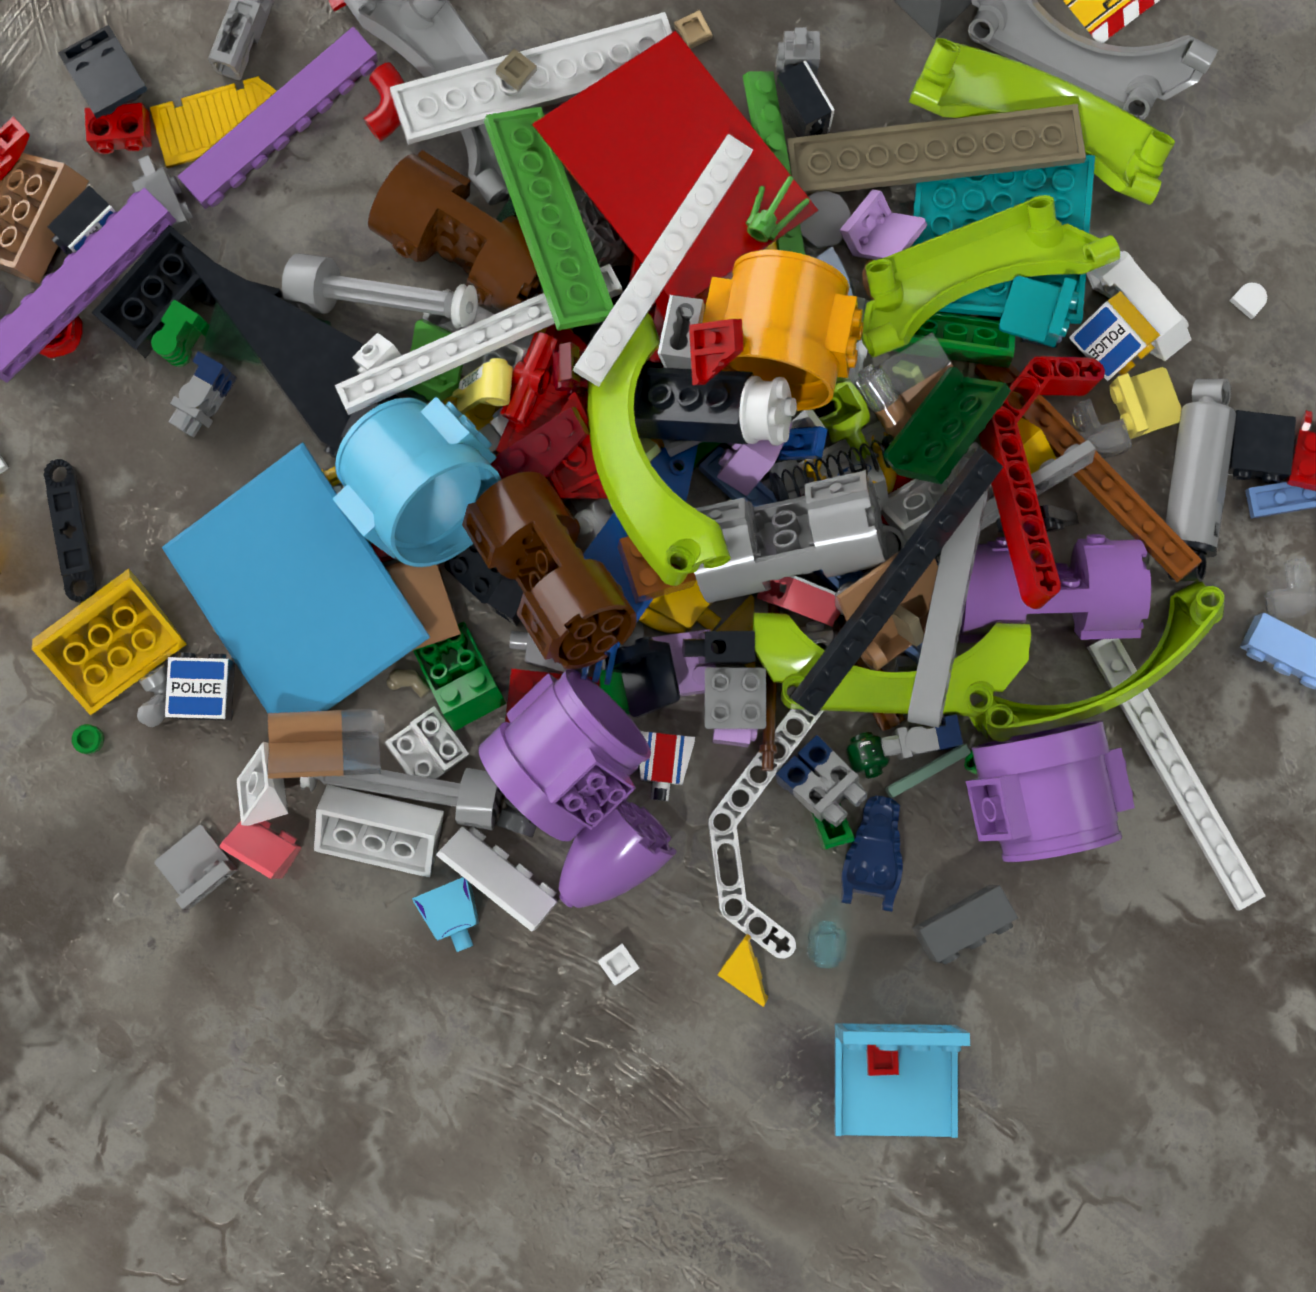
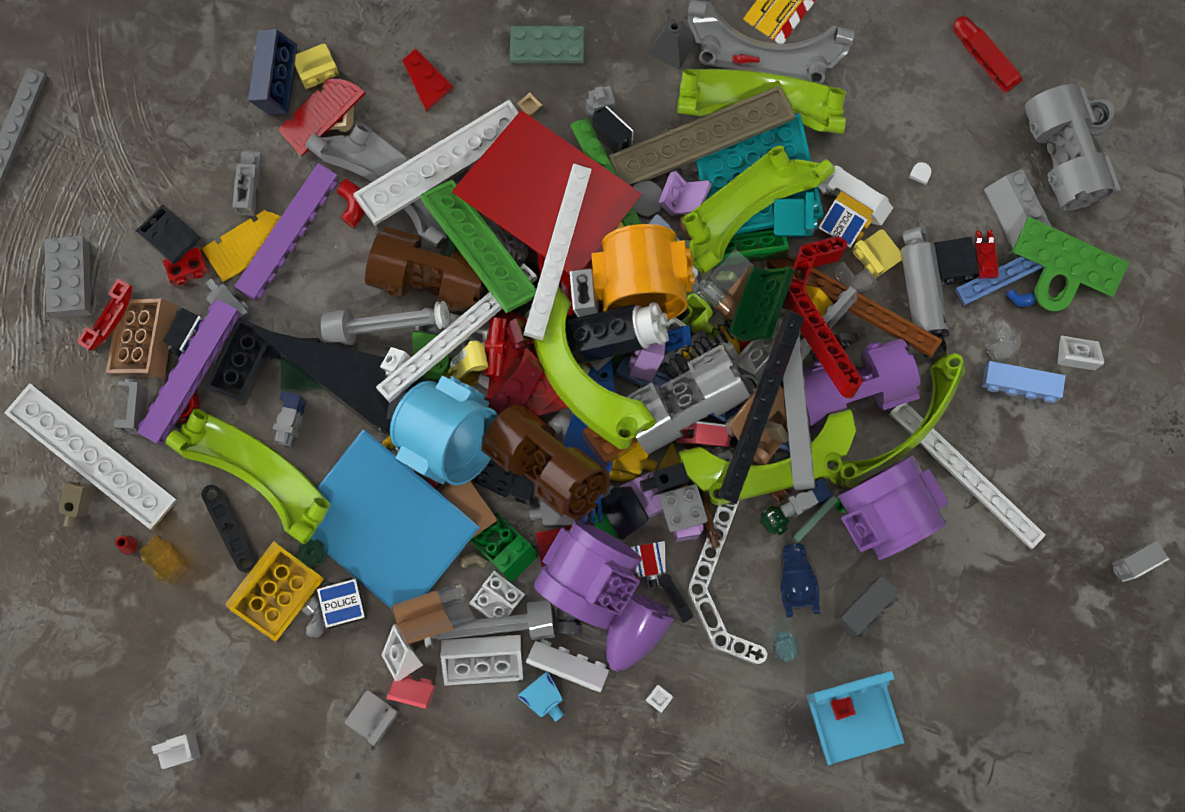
camera: 20 degrees left, 5 degrees down
(87, 739) = (278, 657): green tile -> none
(108, 418) = (239, 453): none -> lime panel
(177, 602) = (311, 559): none -> clear green brick
(179, 334) = (264, 383): green legs -> none
(516, 69) = (428, 161): dark tan tile -> none
(686, 825) = (675, 598): none -> black piece
(714, 347) = (607, 296): red wing -> none
(744, 972) = (739, 679): yellow tile -> none
(762, 225) = (612, 213): bright green plant -> none
(821, 781) = (751, 545): light grey hips -> none
(833, 836) = (765, 570): green slope -> none
(1035, 49) = (743, 59): none -> red piece

